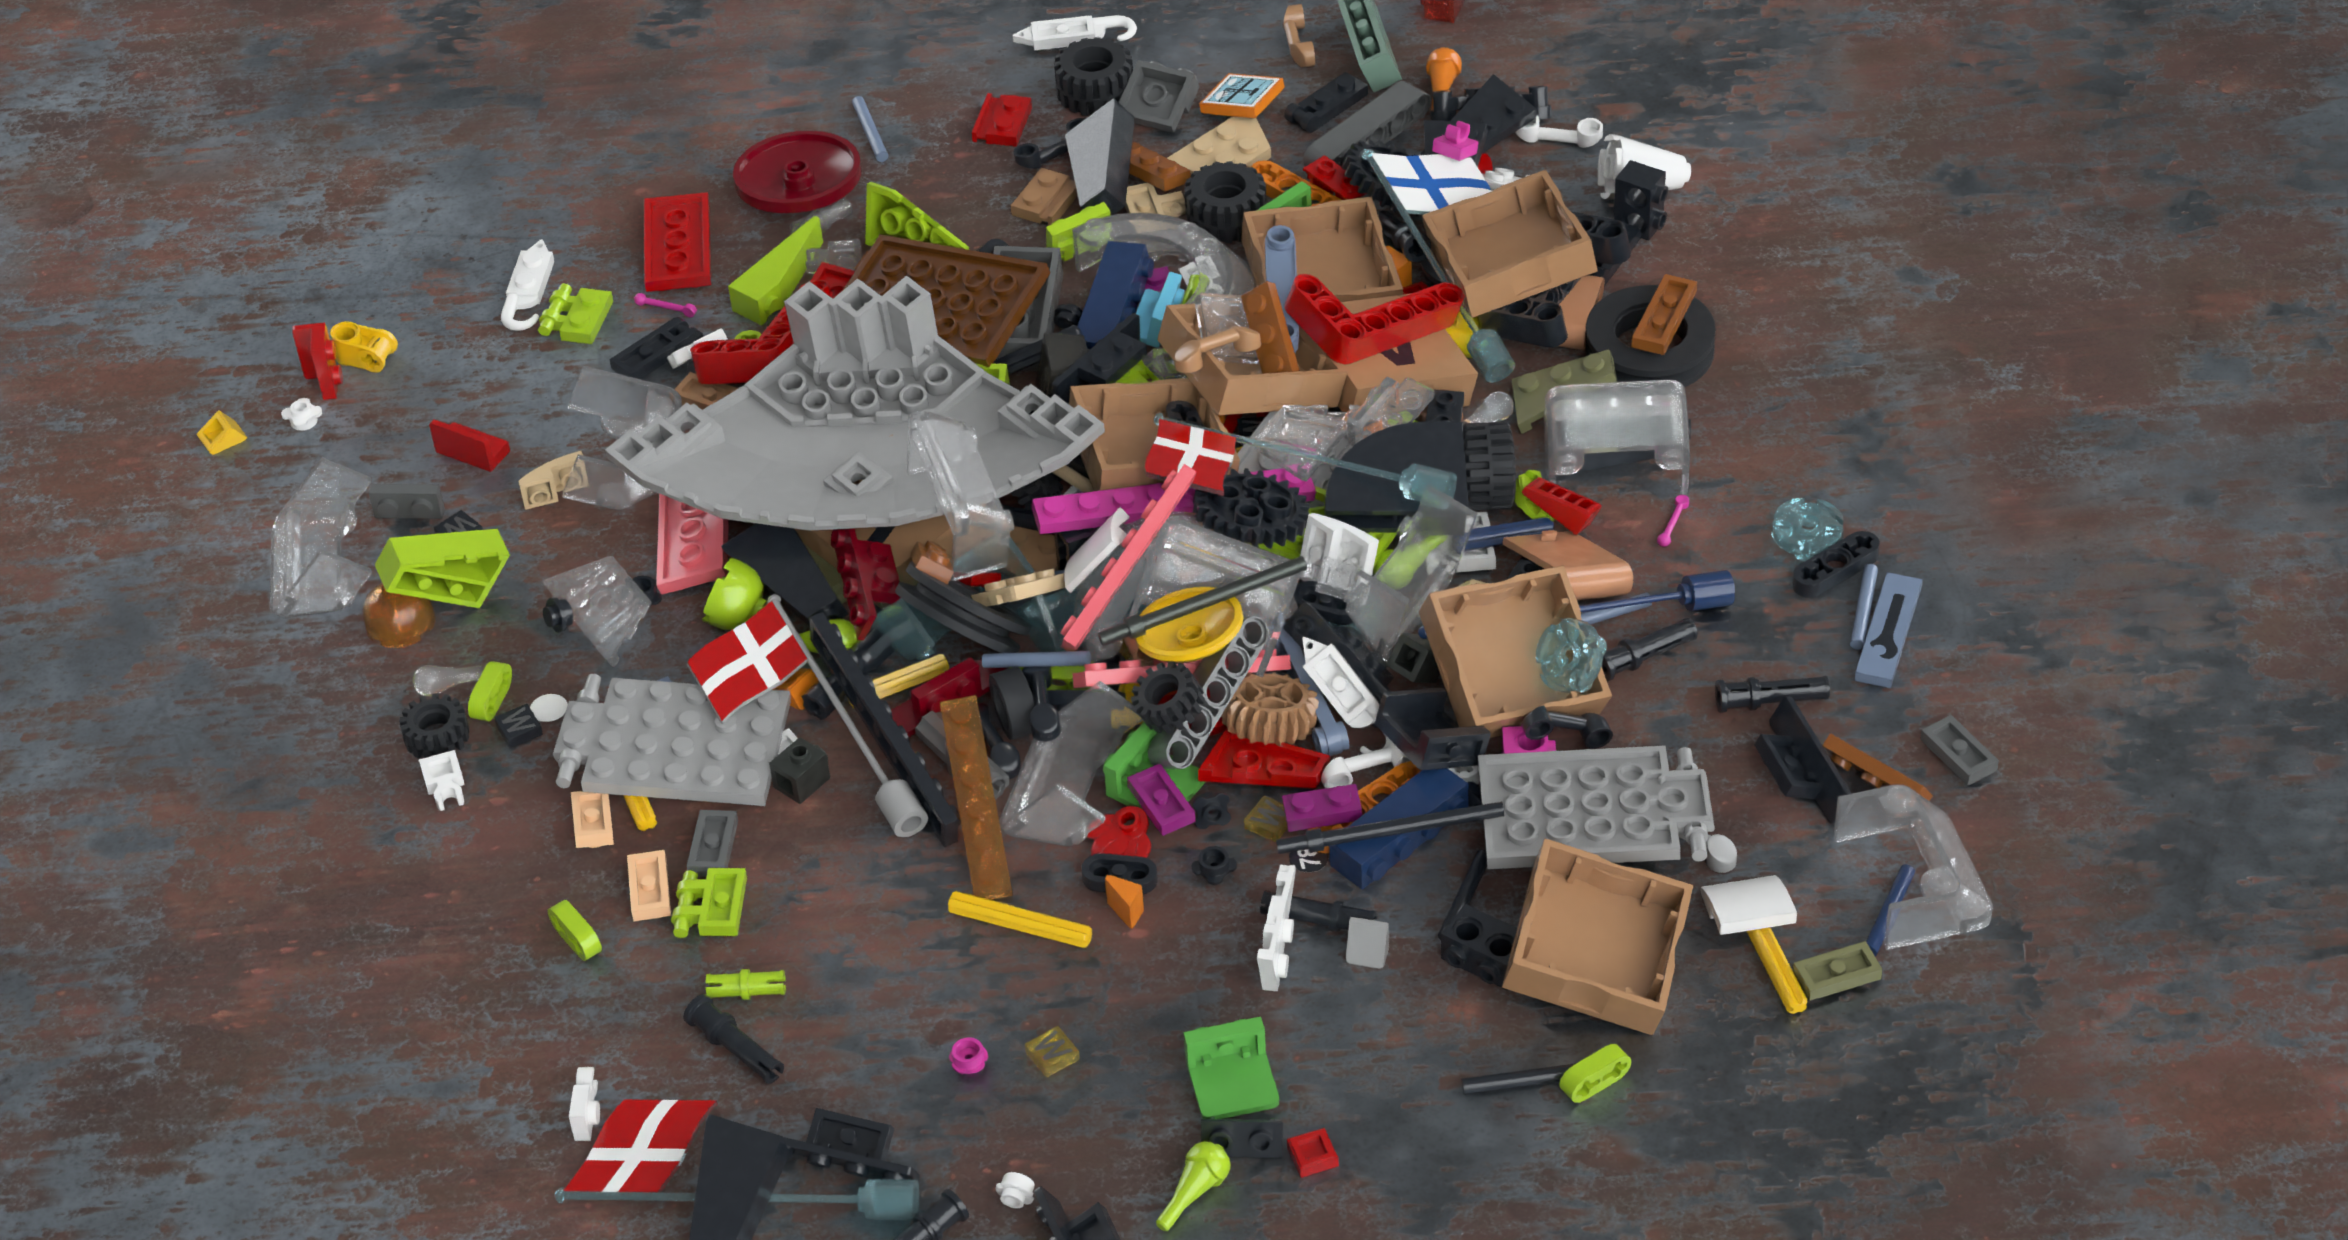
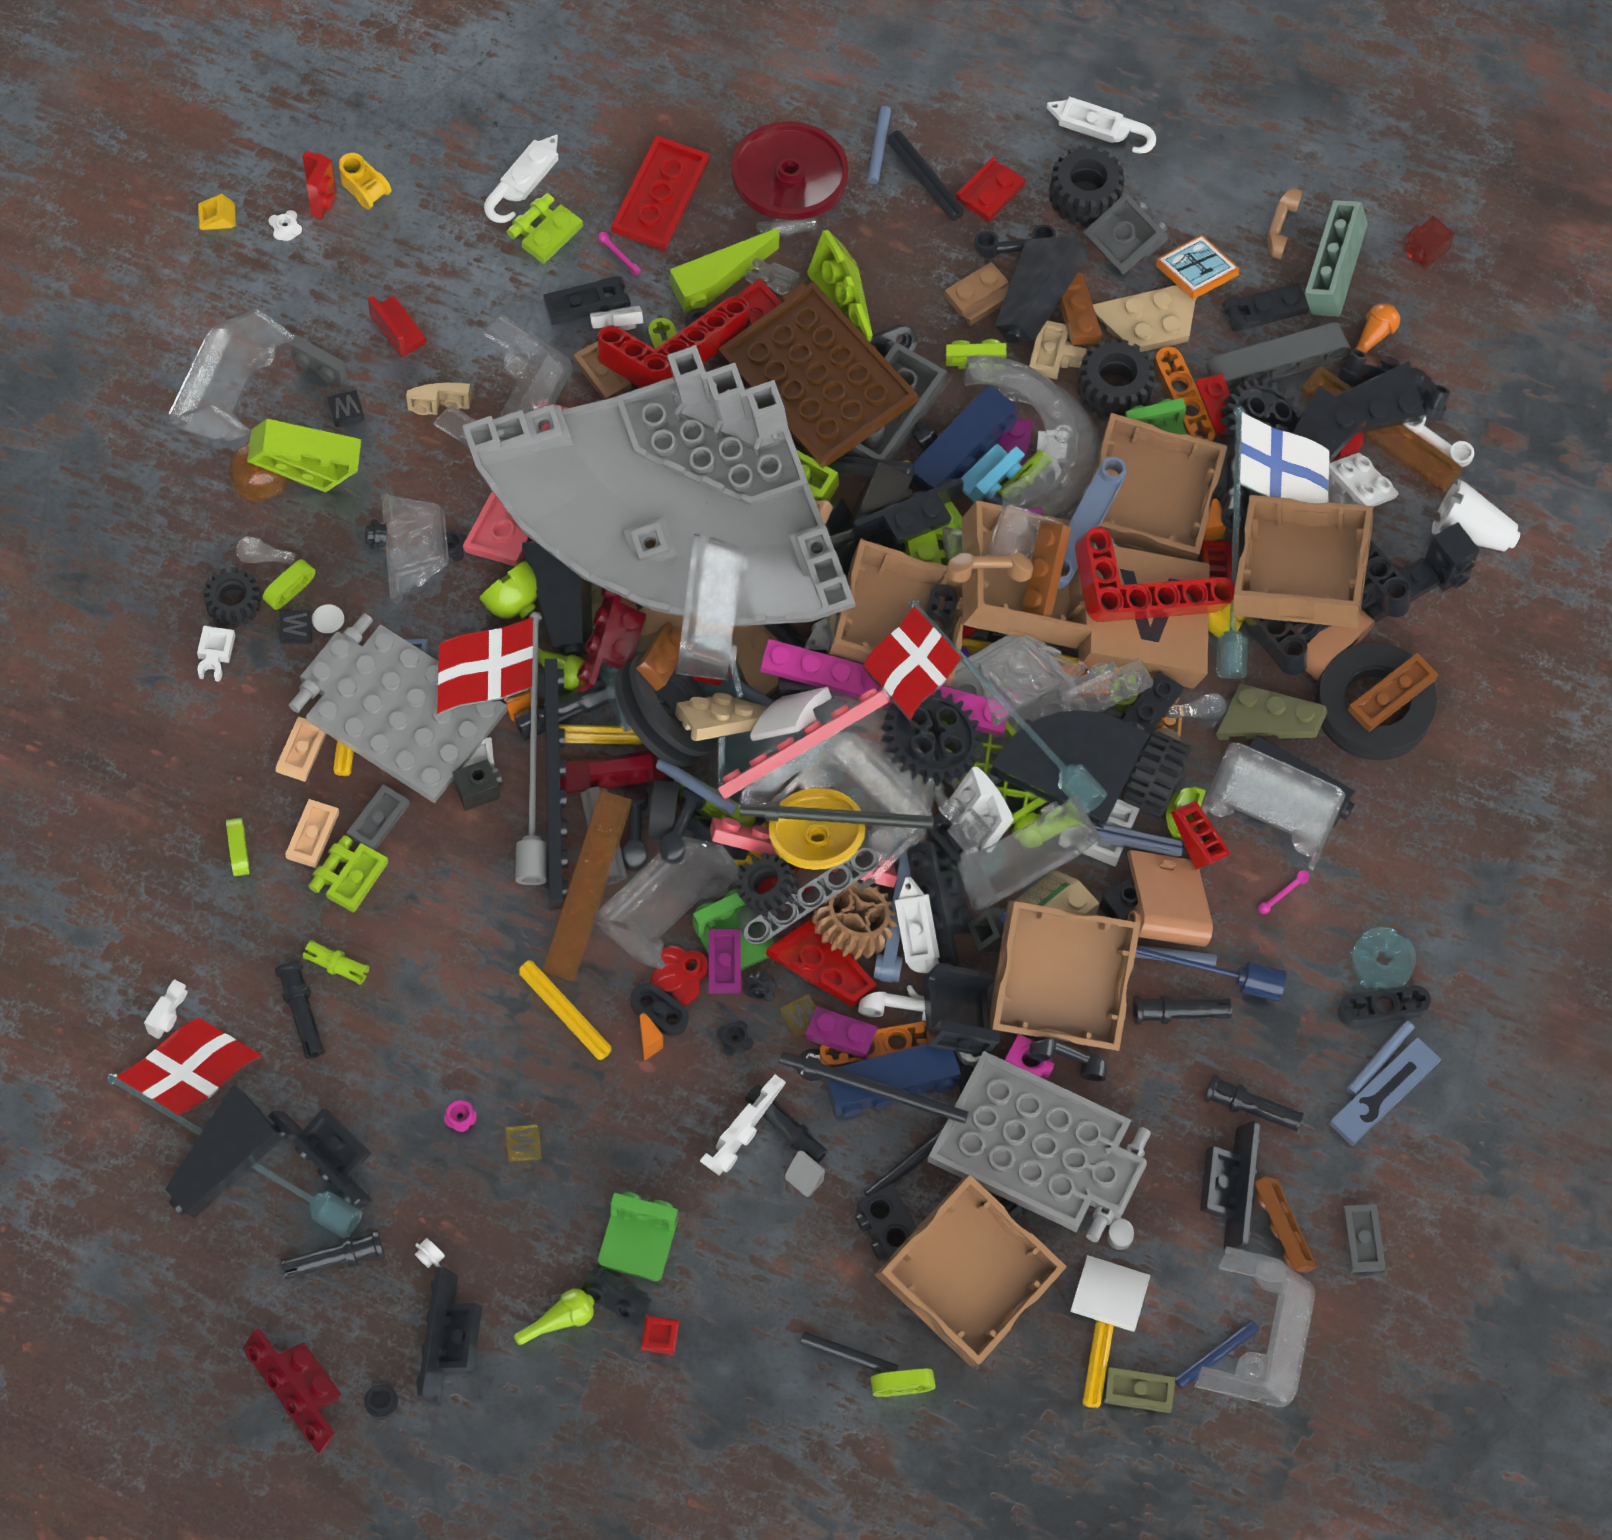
camera: 20 degrees right, 20 degrees up
(931, 132) = (925, 175): none -> black axle
(1456, 142) = (1321, 434): dark pink tile -> none
(1529, 147) = (1397, 440): none -> clear orange plate
(1587, 655) = (1115, 1007): clear light blue plate -> none

